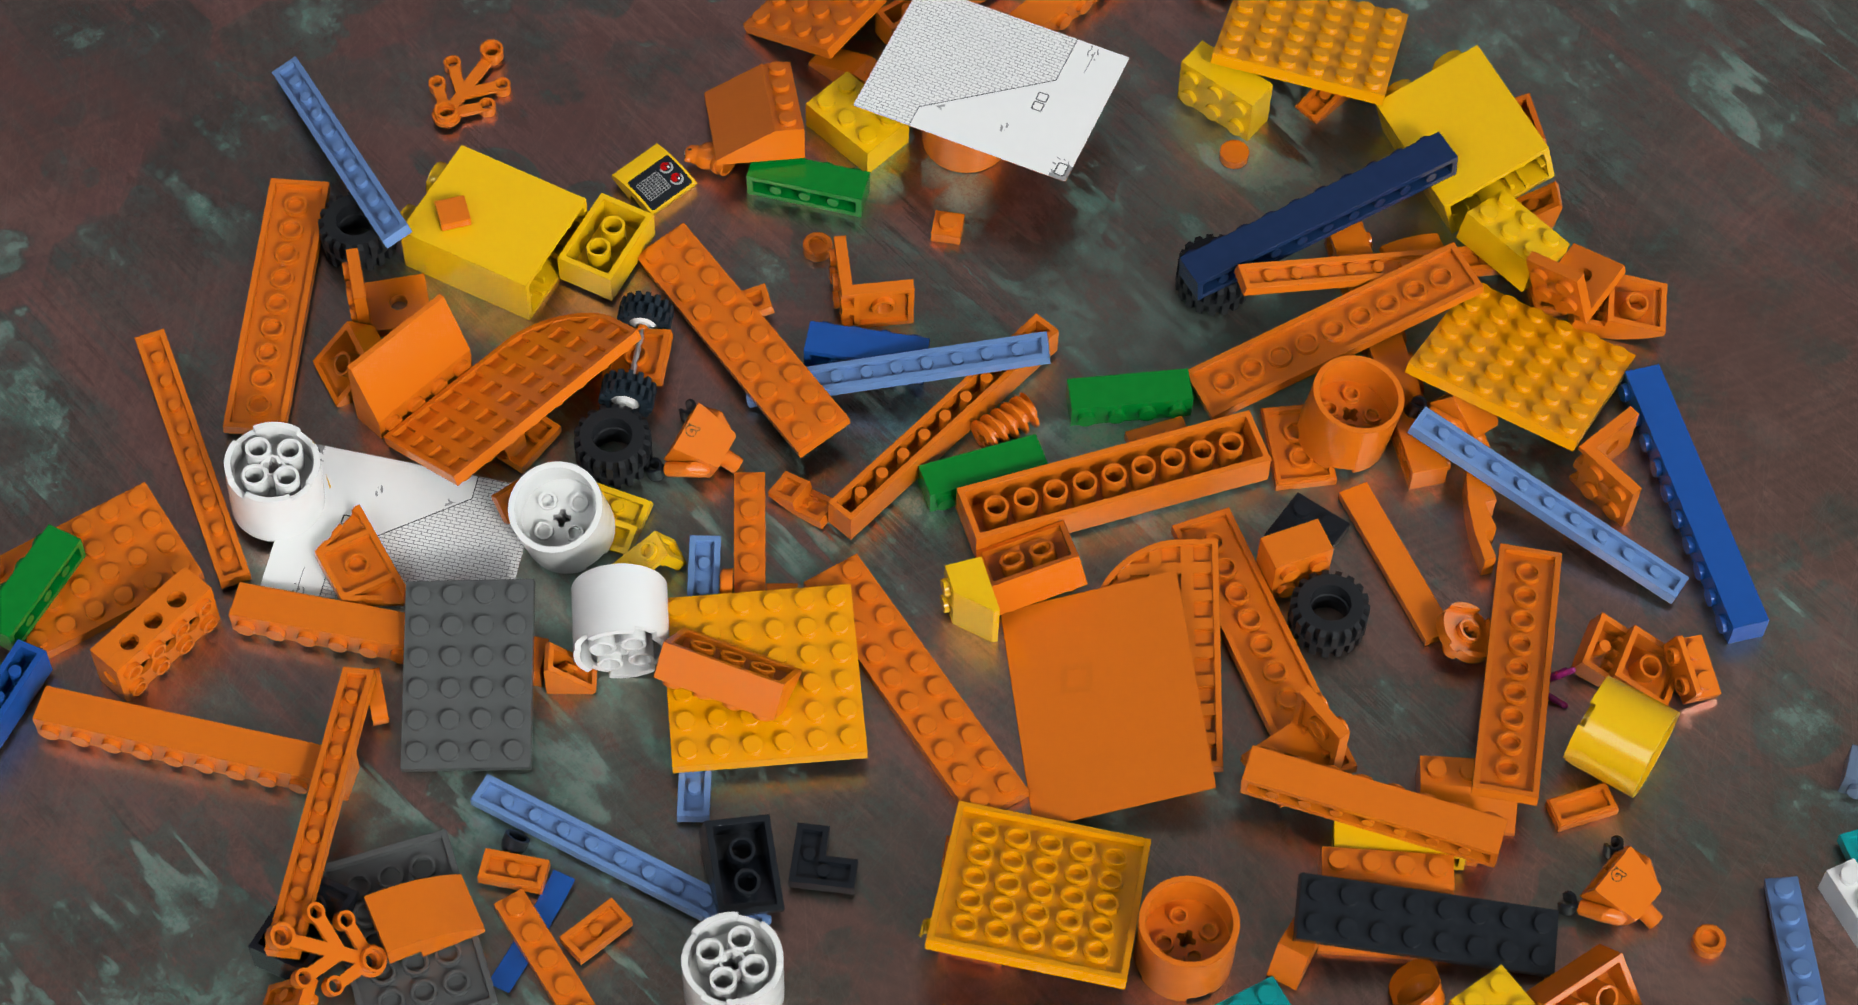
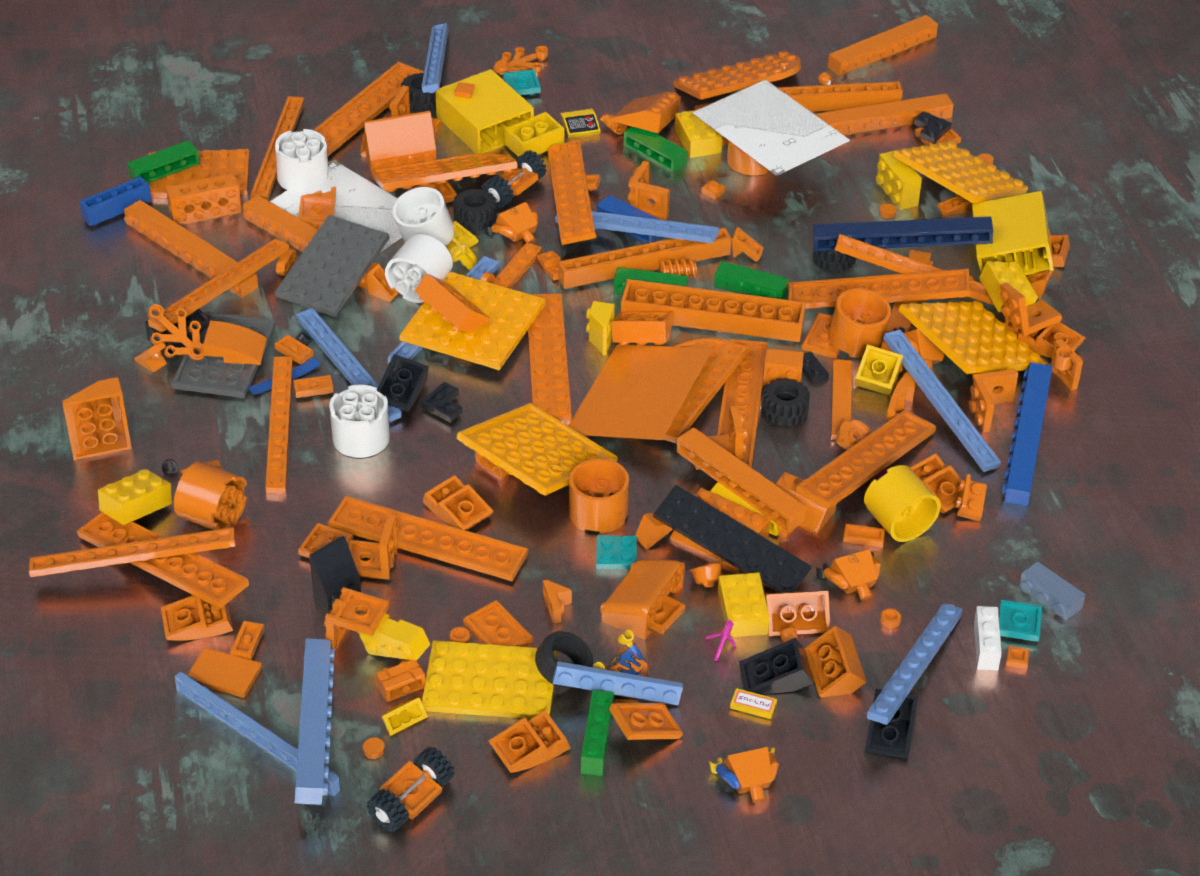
camera: 30 degrees right, 15 degrees down
(504, 133) = (523, 81): none -> teal plate
(1077, 326) = (745, 243): none -> orange slope
(1429, 490) = (879, 370): none -> yellow slope
(1676, 351) = (1066, 364): none -> orange plate

